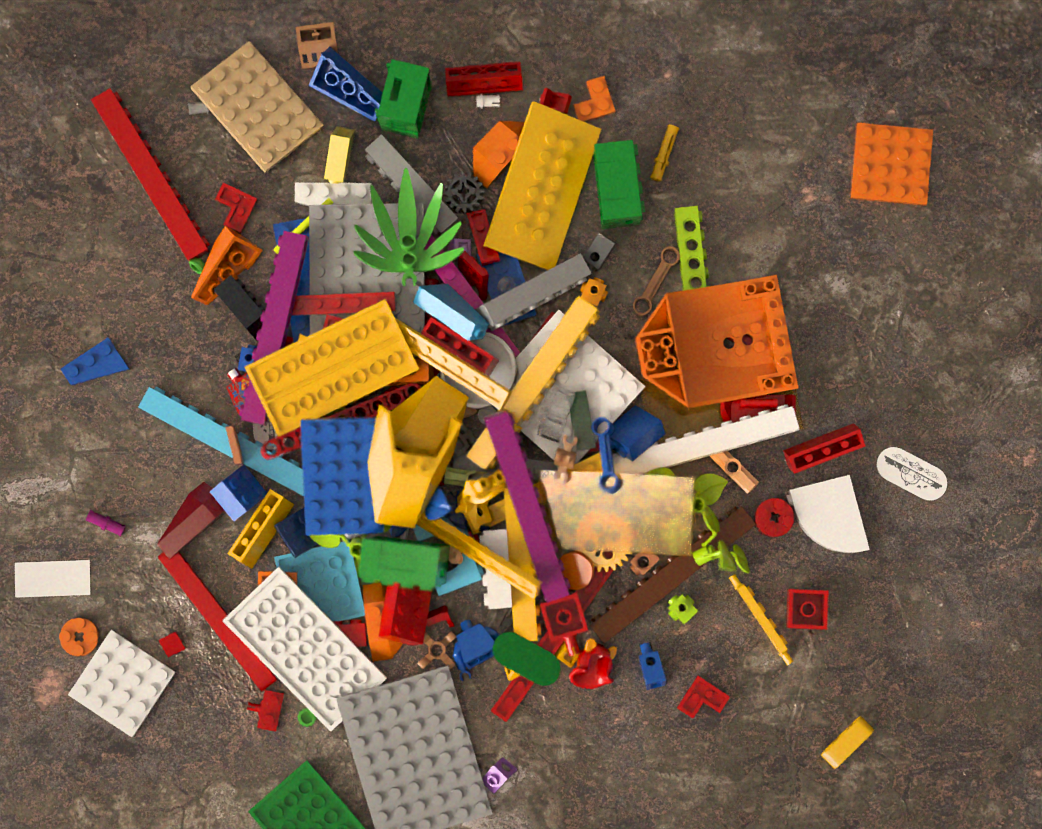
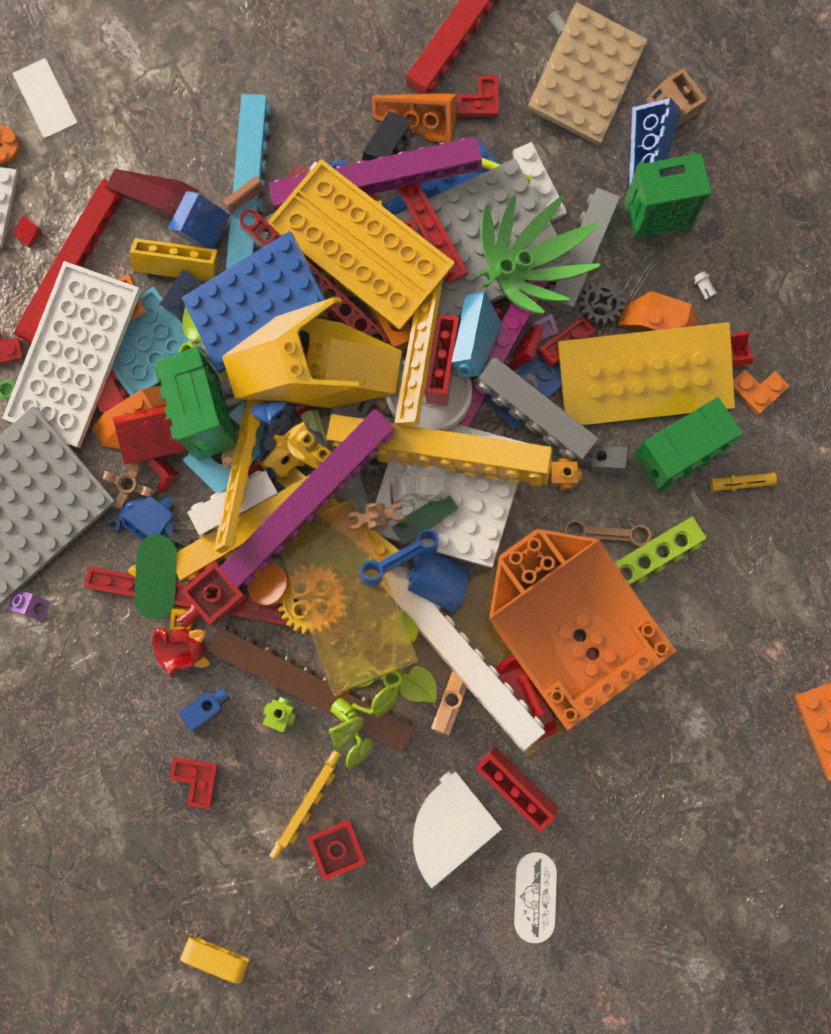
camera: 65 degrees right, 5 degrees down
(95, 363) = (270, 44): blue wing -> none
(105, 523) = (117, 119): magenta pin -> none
(197, 265) = (407, 88): bright green piece -> none
(339, 154) = (579, 168): light yellow slope -> none
(483, 81) = (724, 271): red fence -> none
(652, 559) = (300, 651): nougat brick -> none
(784, 521) = (405, 768): red brick -> none

